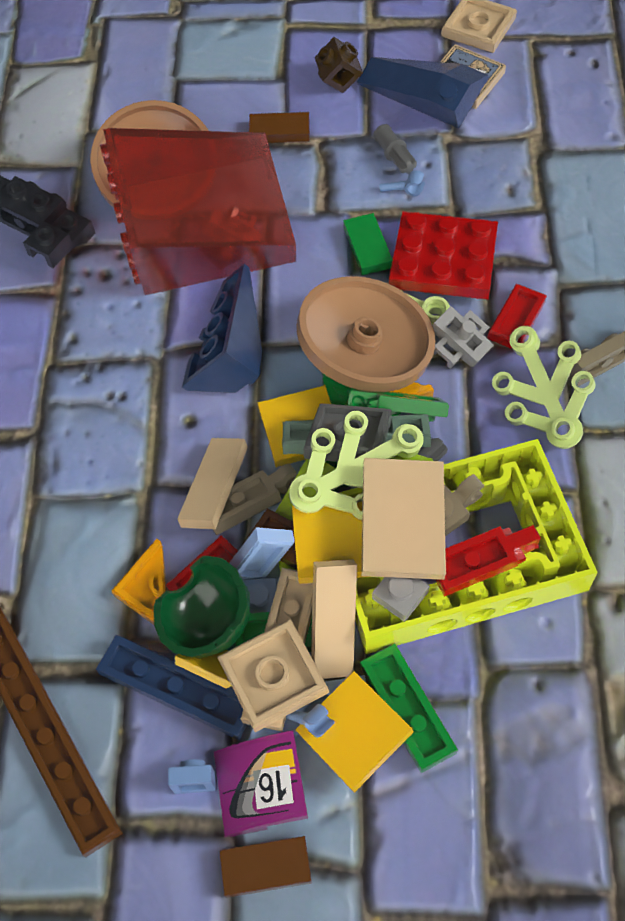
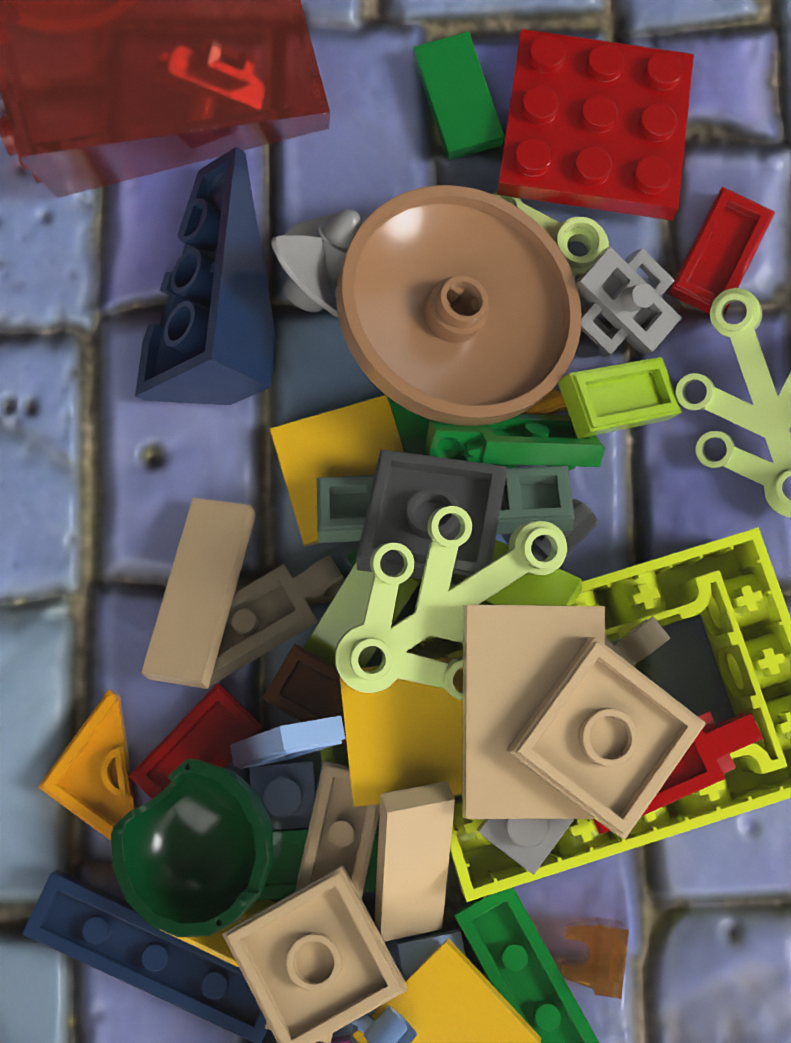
camera: 10 degrees left, 20 degrees up
(283, 314) = (313, 257): none -> light grey piece
(444, 527) = (606, 737): none -> tan tile
(454, 689) = (605, 959): none -> clear orange tile
(458, 383) = (619, 397): none -> lime tile

